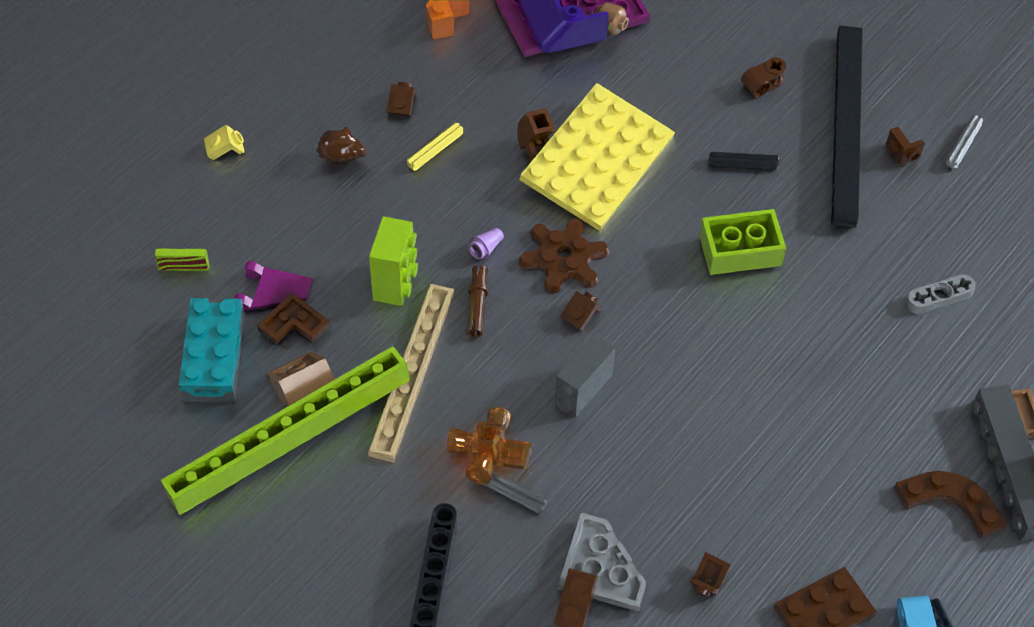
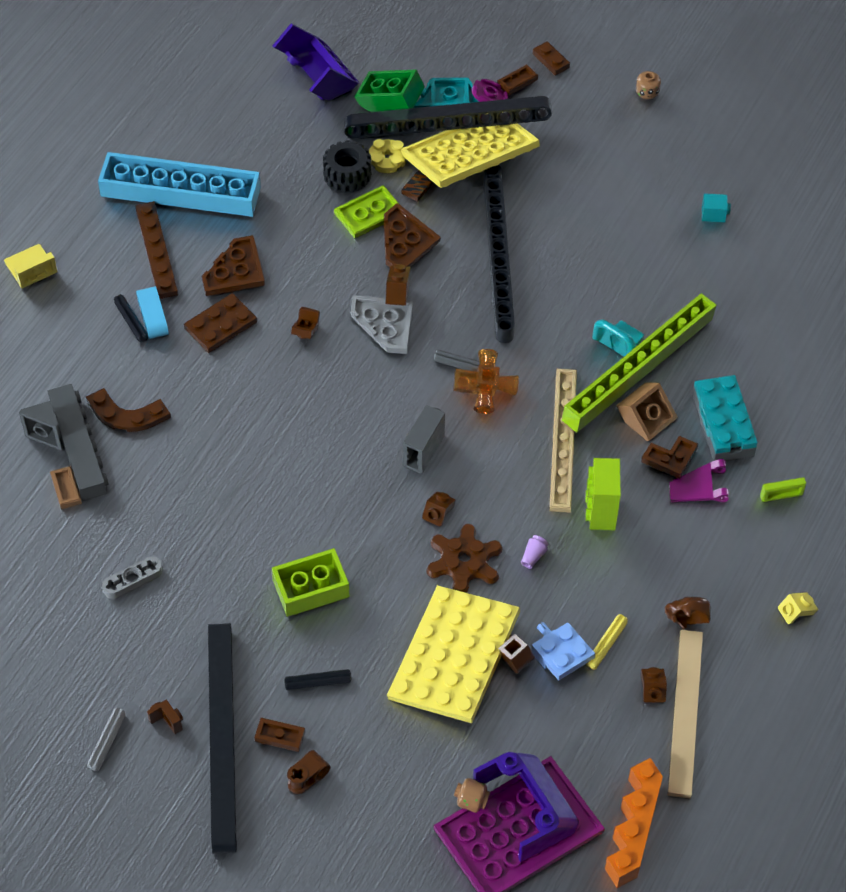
camera: 170 degrees right, 0 degrees up
(293, 485) = (617, 337): none -> teal piece
(380, 71) = (685, 714): none -> tan tile
(477, 292) = (528, 506): reddish brown pin -> none
(486, 139) = (561, 650): none -> light blue plate
(788, 115) = (279, 734): none -> reddish brown plate

